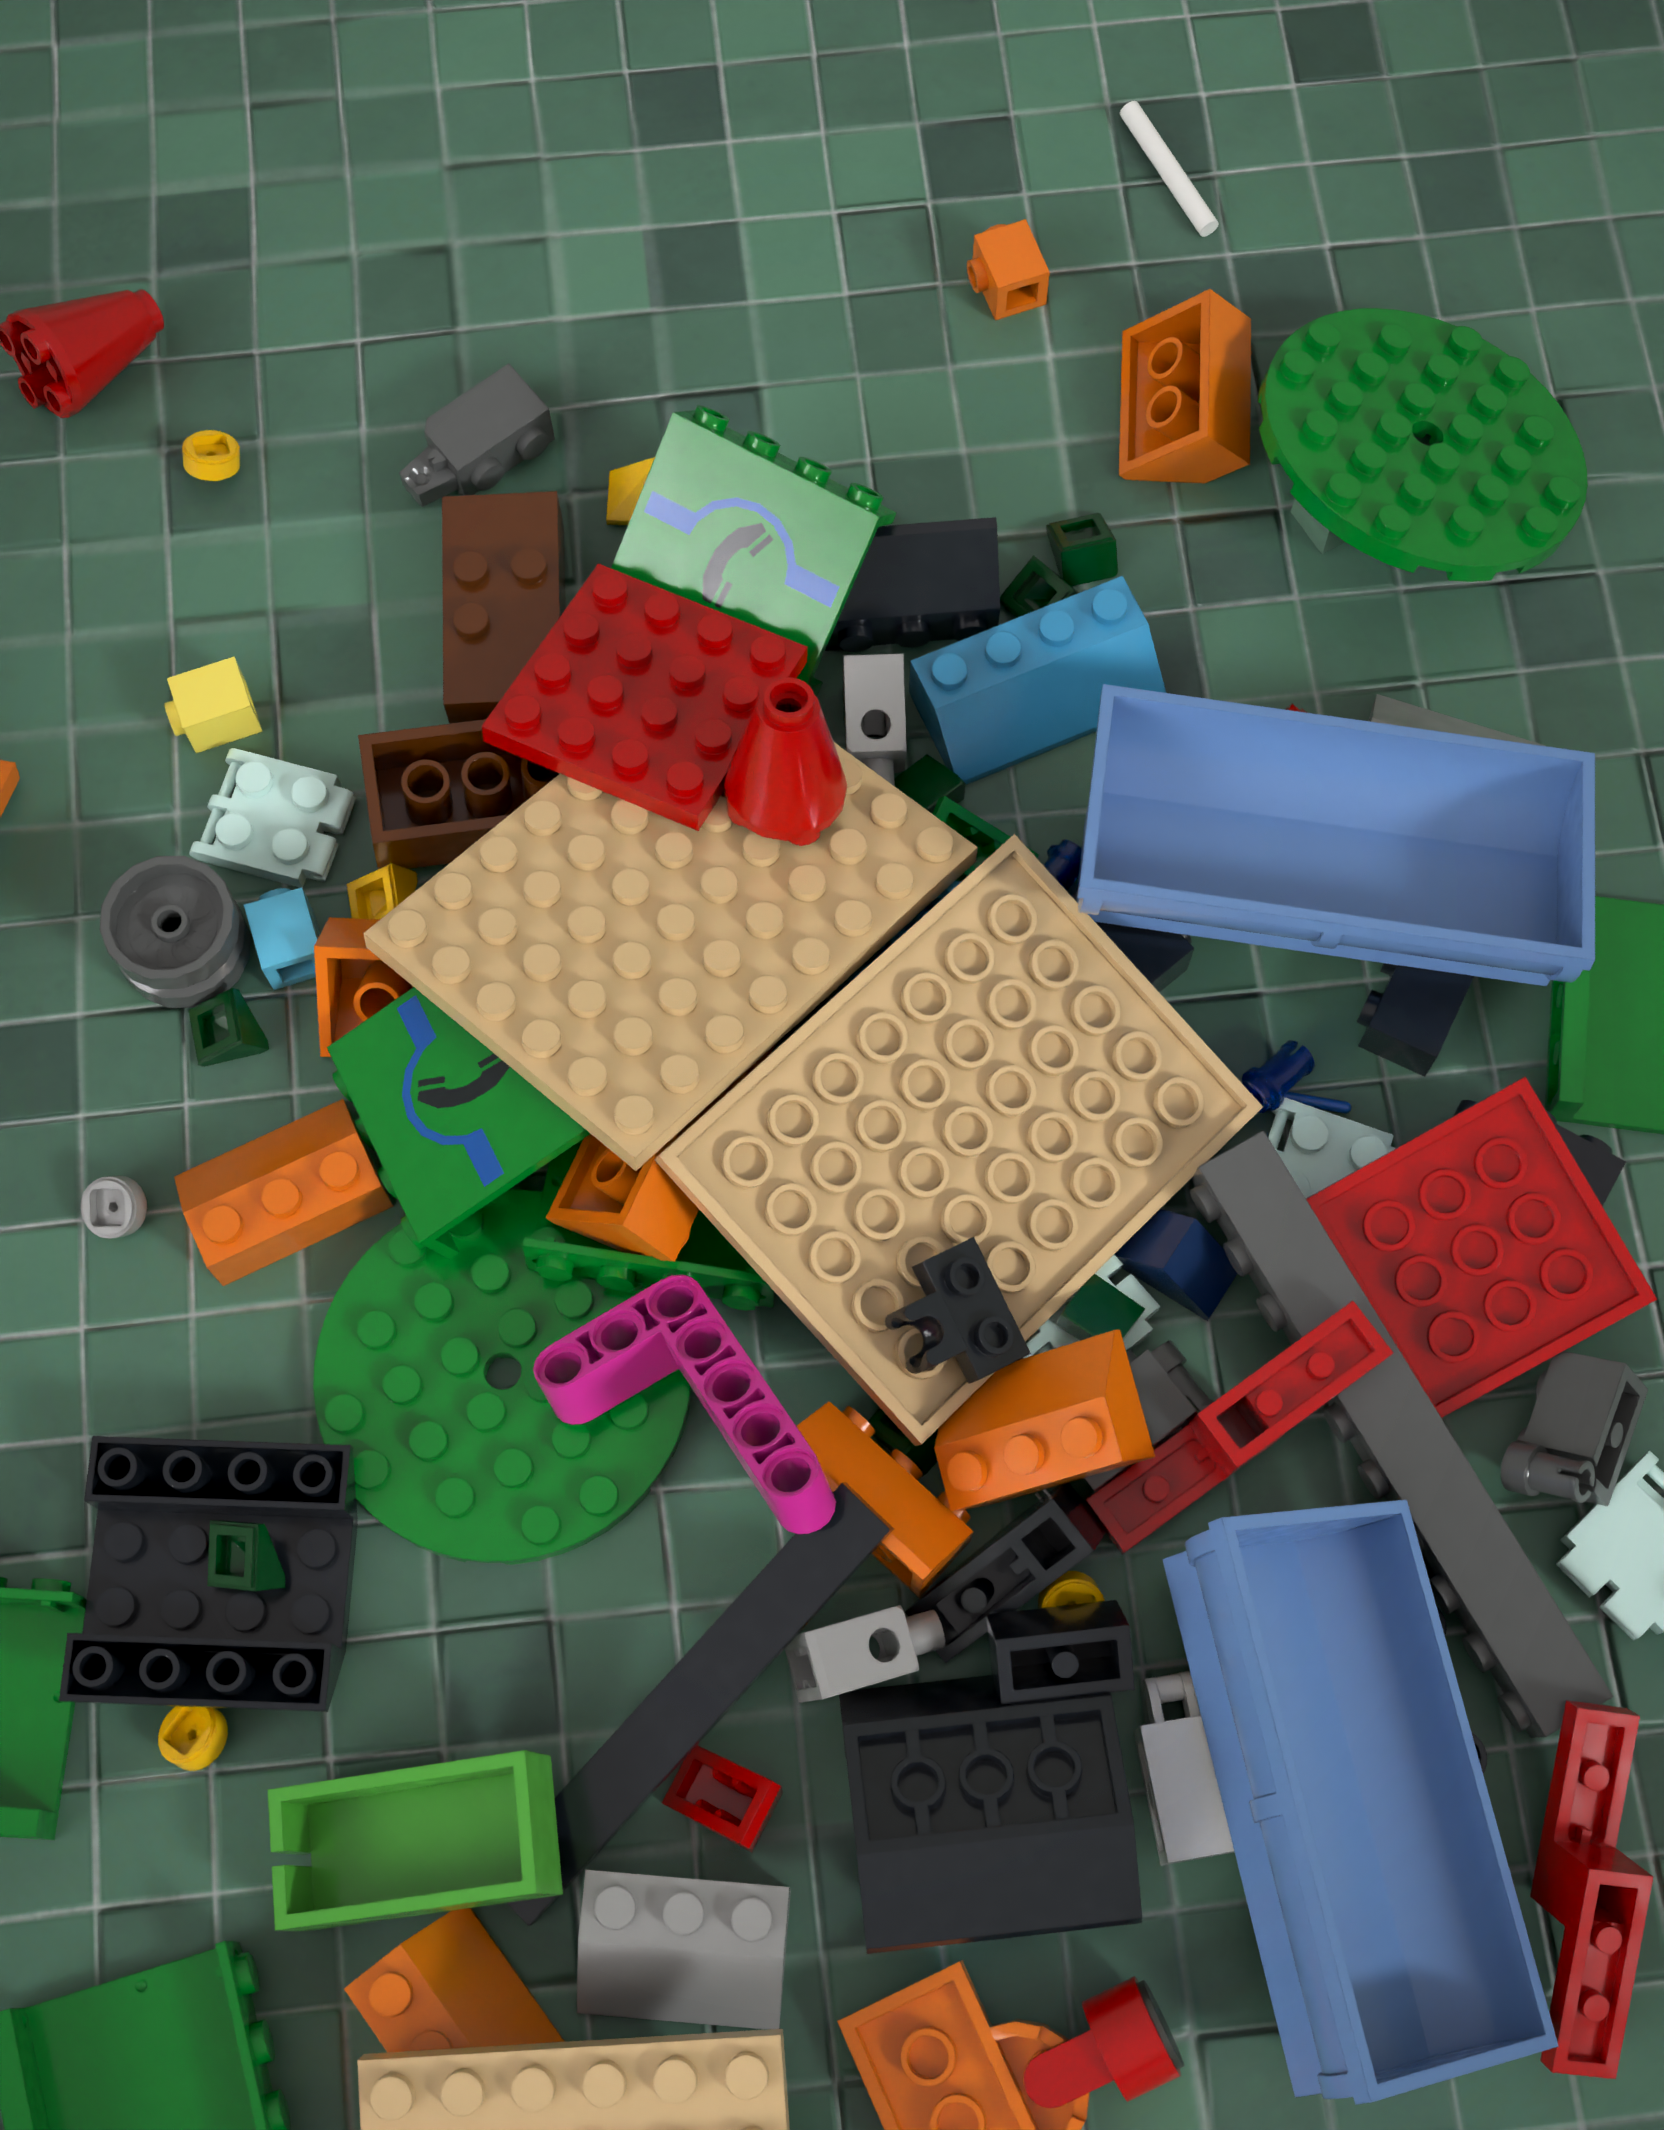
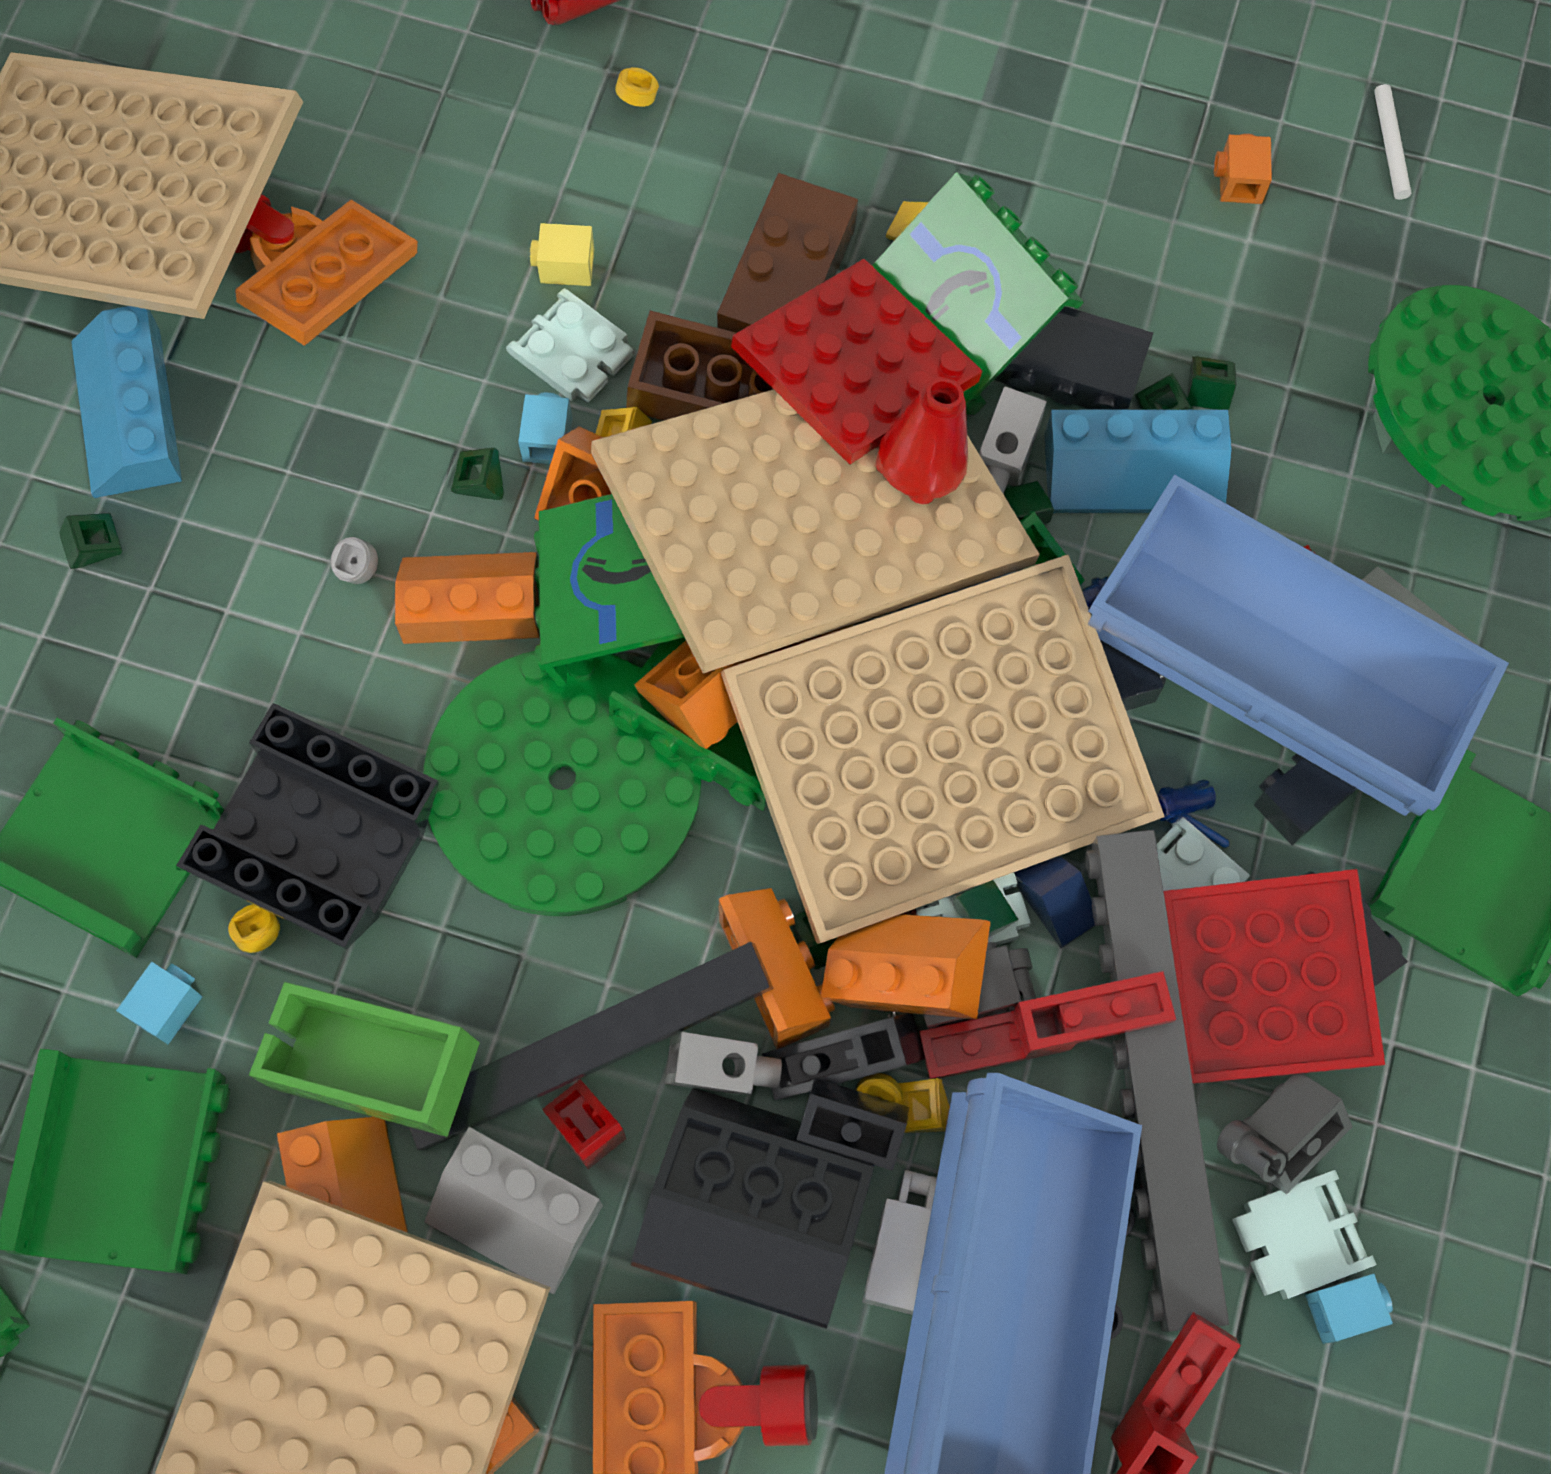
camera: 20 degrees right, 0 degrees up
(113, 1883) = (161, 1001): none -> medium azure brick
(175, 931) = (472, 394): dark grey wheel -> none
(243, 1557) = (336, 824): dark green slope -> none
(479, 438) = (823, 144): dark grey hinge -> none
(680, 1328) = (669, 794): dark pink beam -> none
(961, 1315) = (885, 866): black plate -> none
(1134, 1585) = (926, 1105): none -> yellow slope
(1186, 393) = (1333, 302): orange slope -> none

